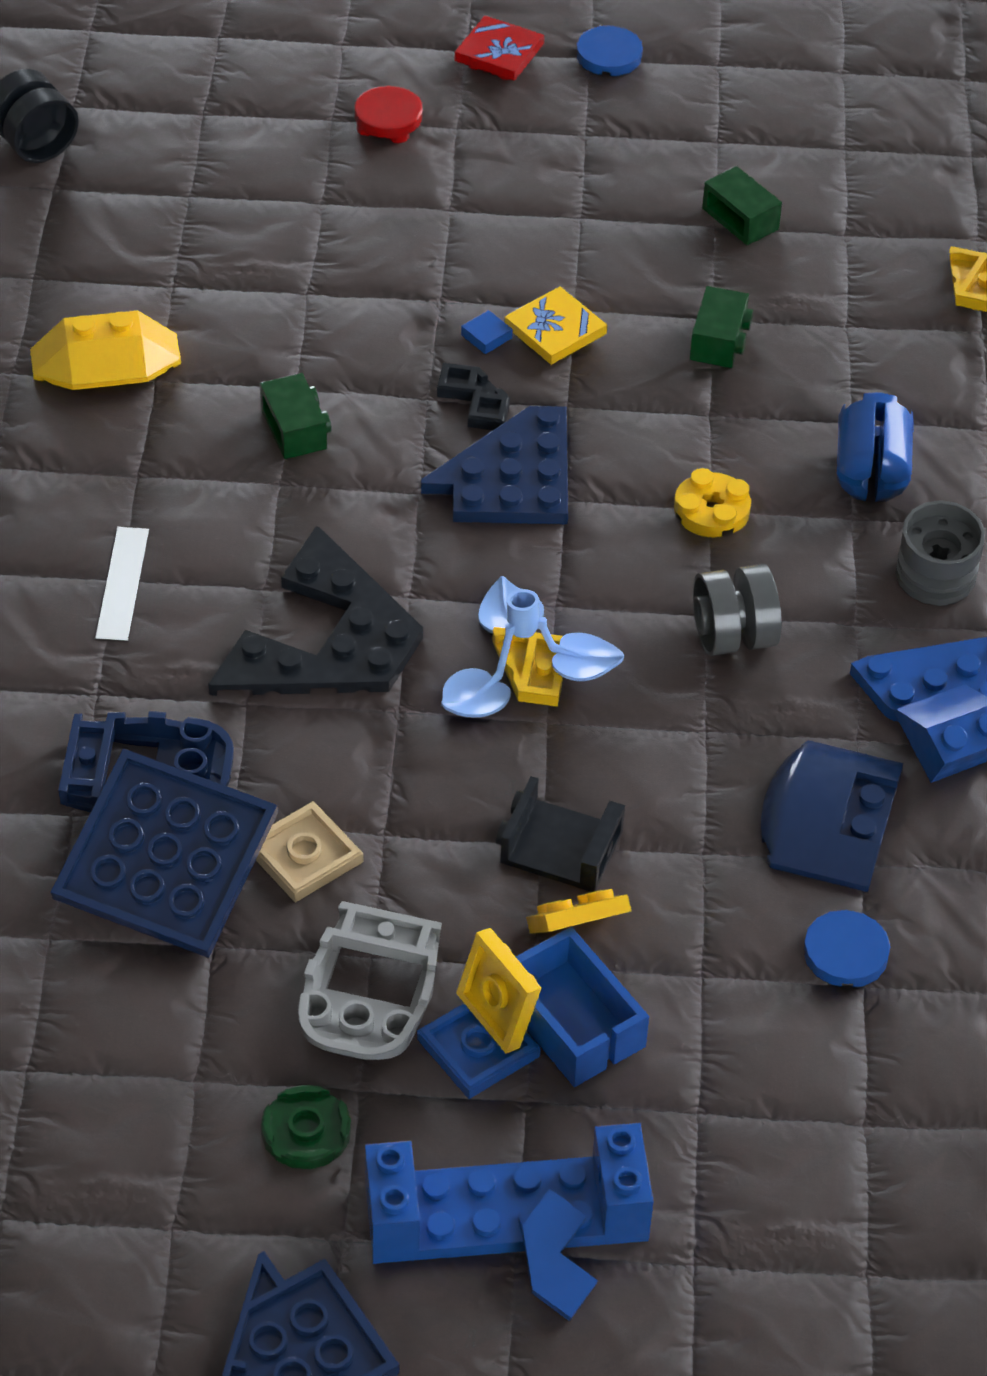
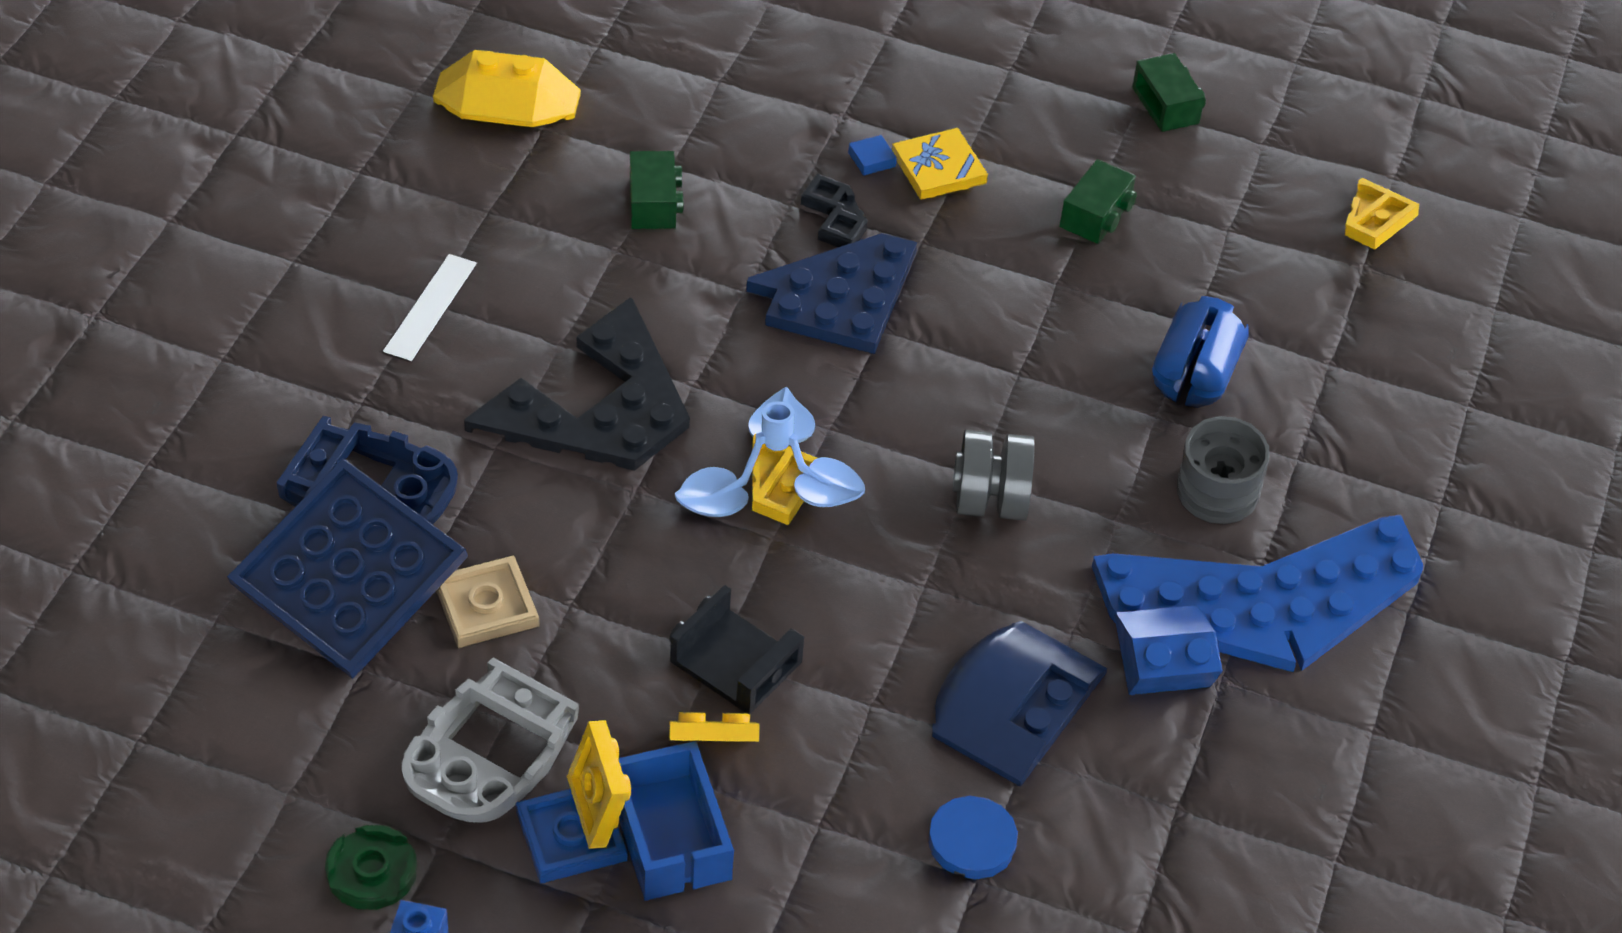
camera: 15 degrees right, 0 degrees up
(708, 486) = (1023, 351): yellow plate -> none

